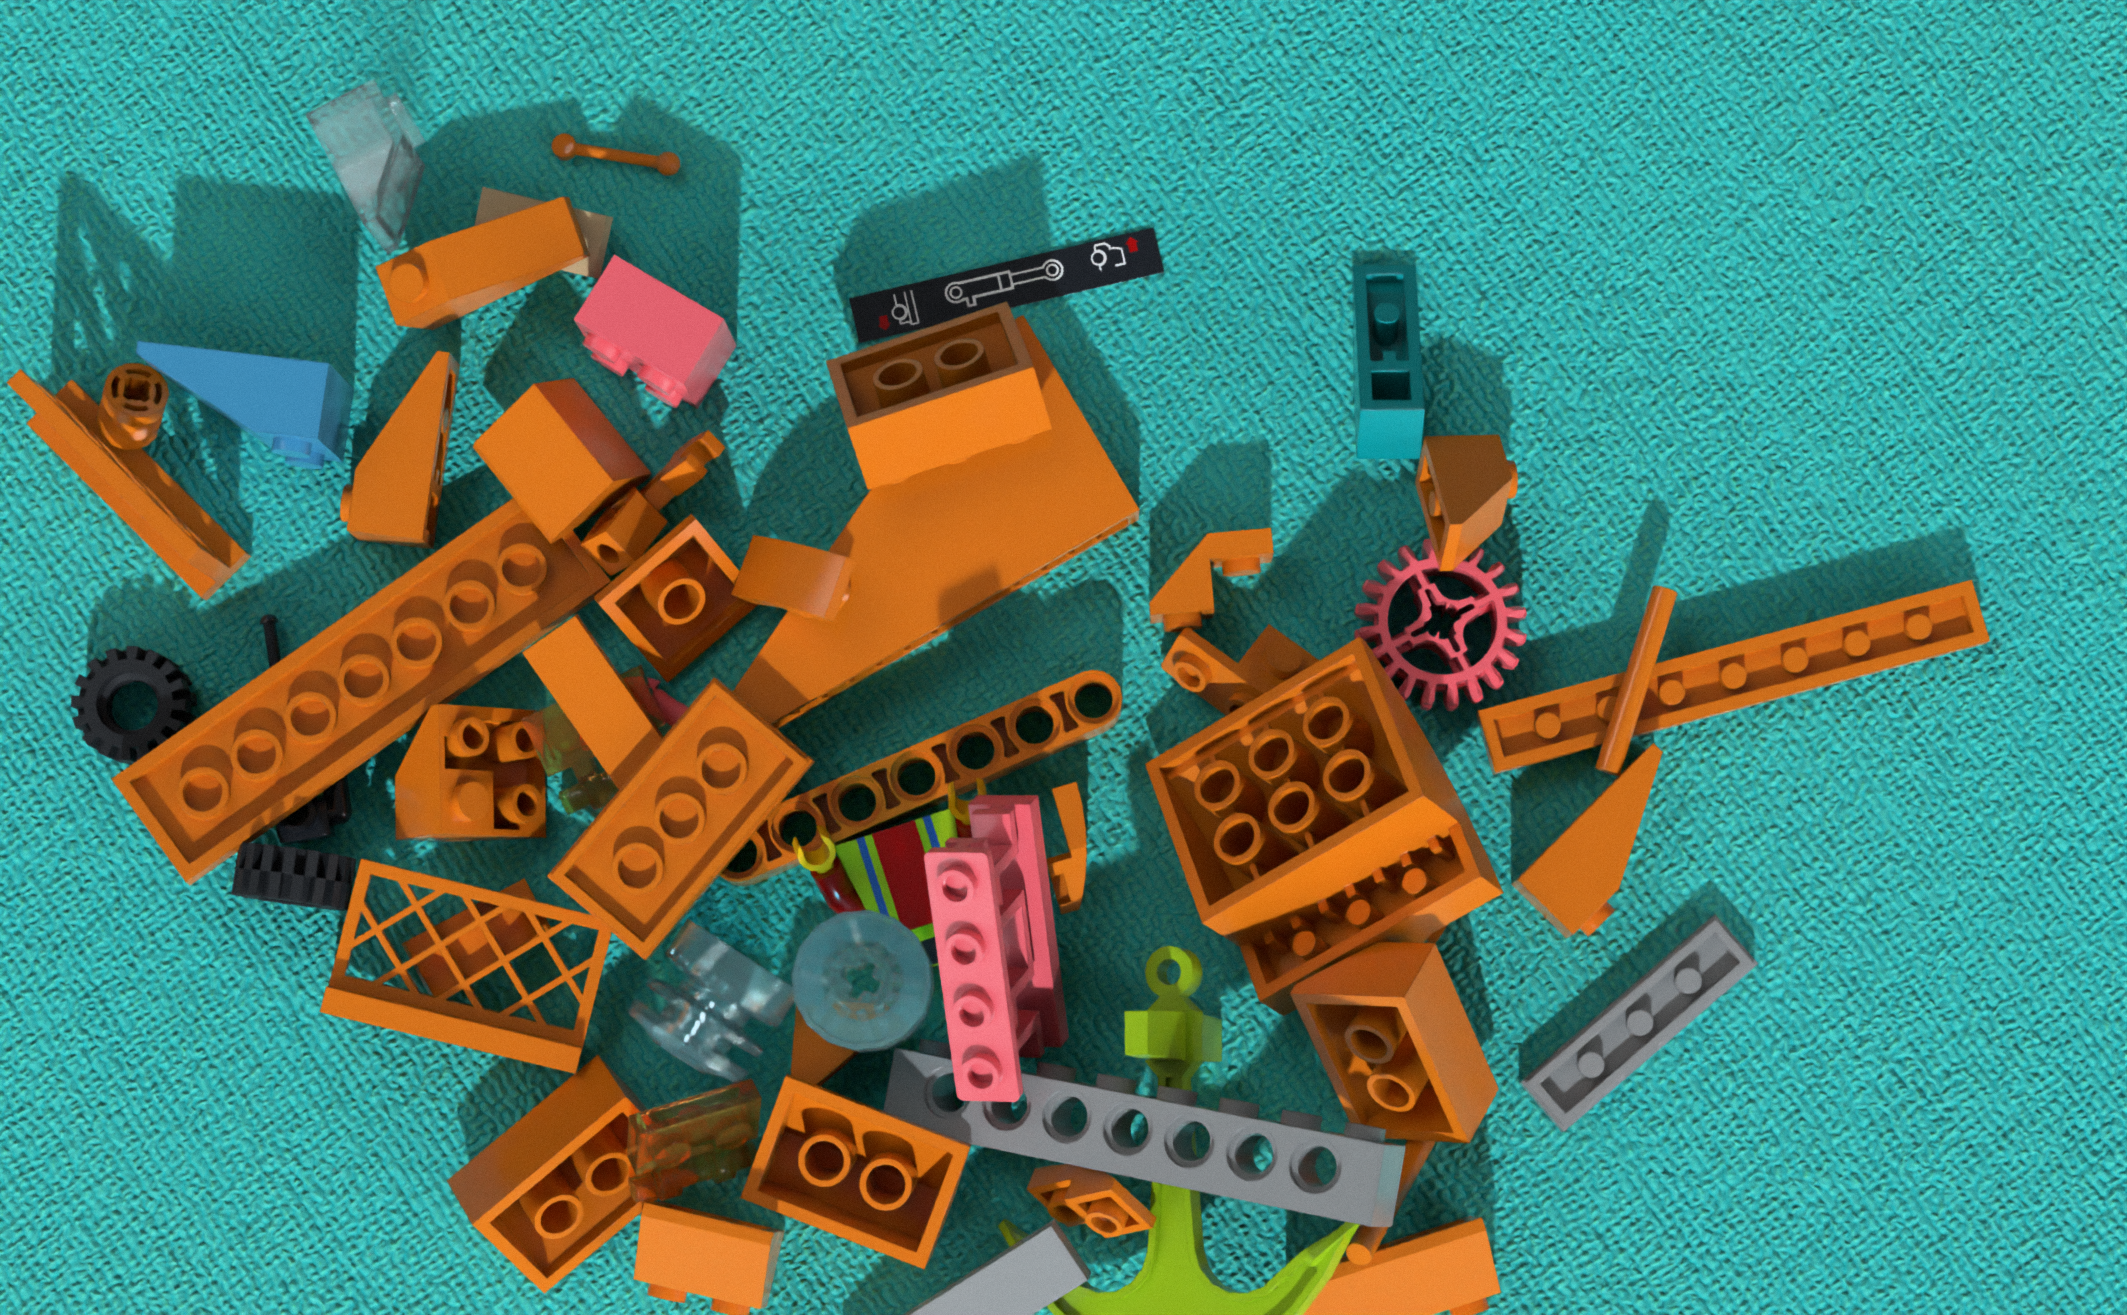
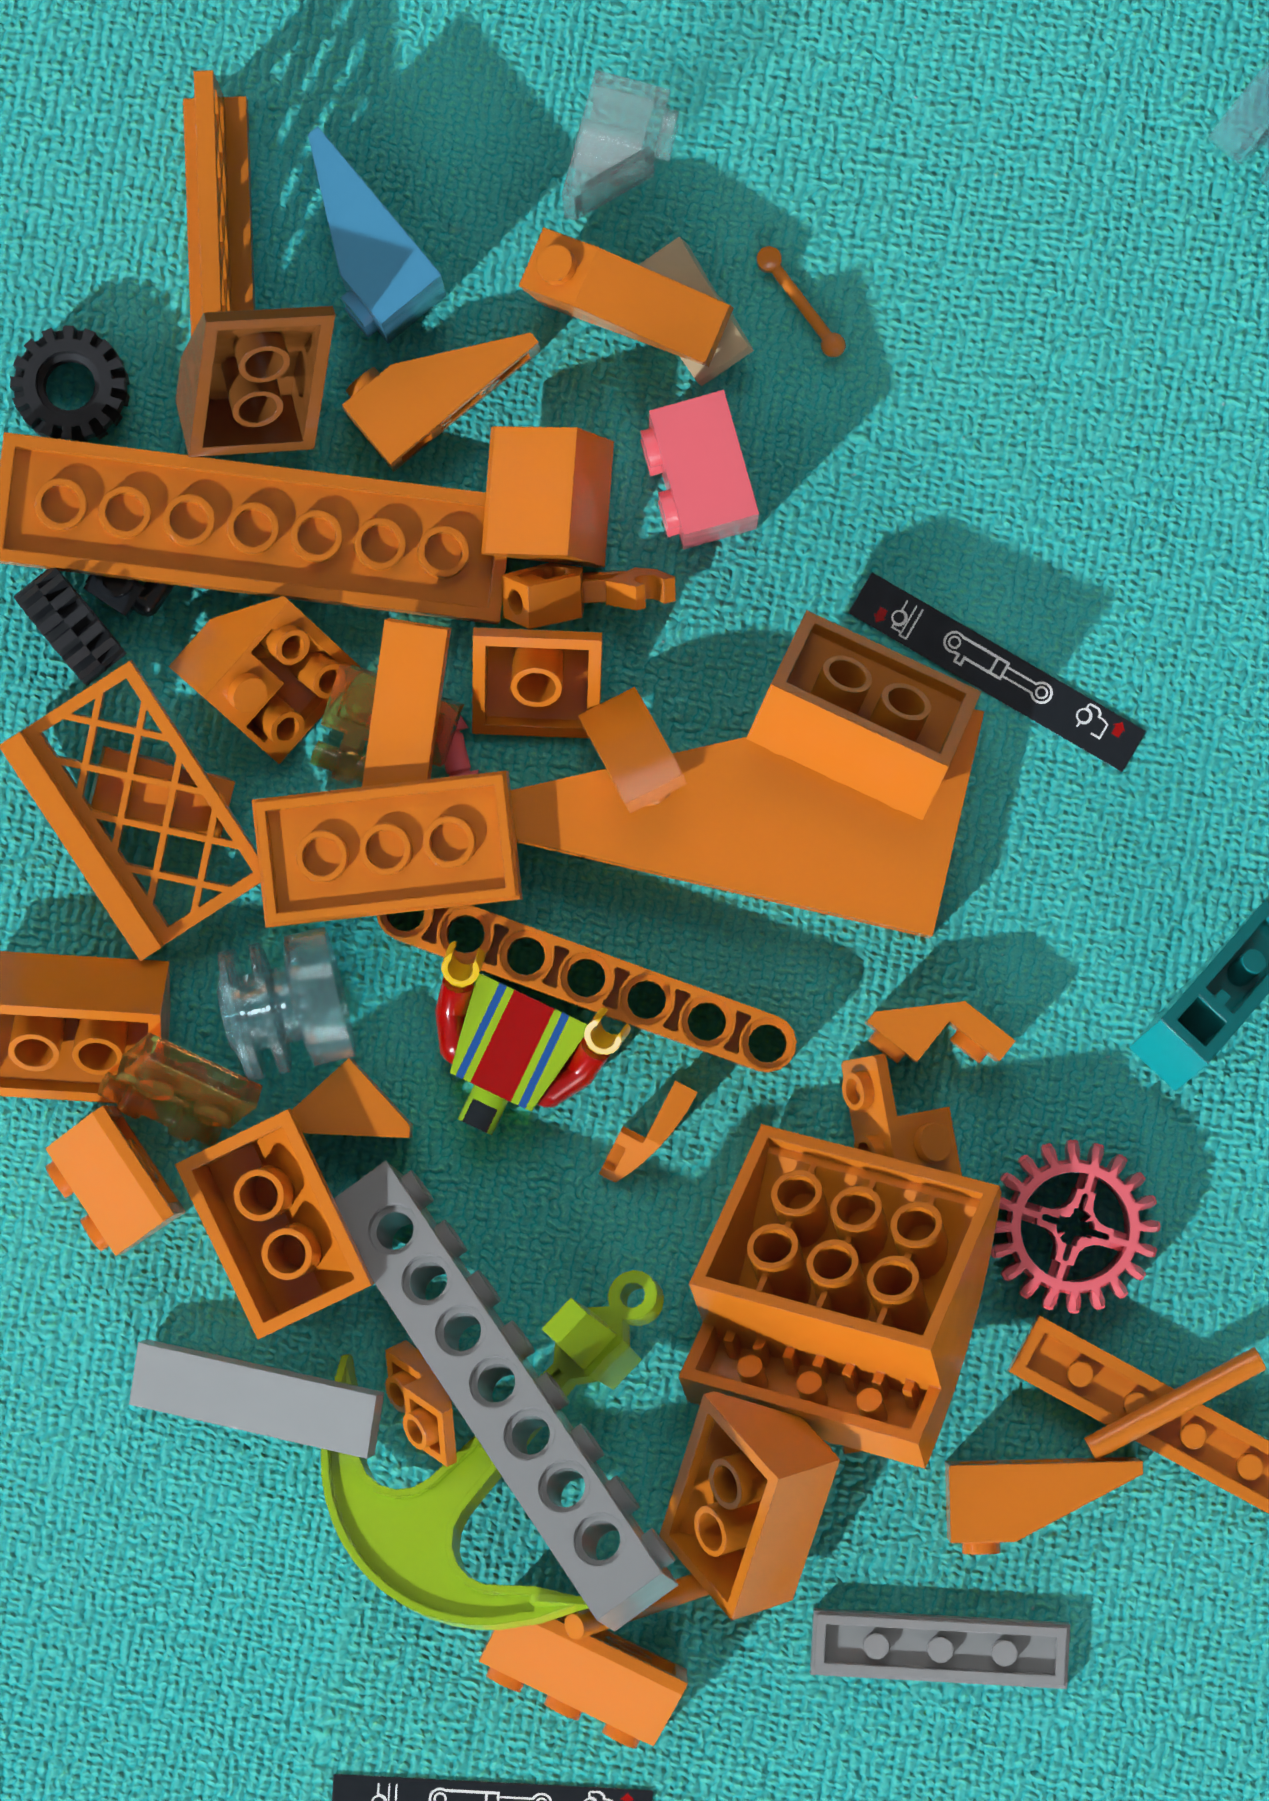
camera: 40 degrees right, 5 degrees up
(132, 406) = (262, 173): orange wheel -> none
(261, 565) = (254, 380): none -> dark orange slope
(872, 1020) = (440, 1114): clear light blue wheel -> none
(996, 946) = (525, 1161): coral fence -> none
(1463, 492) = (1180, 1148): orange slope -> none

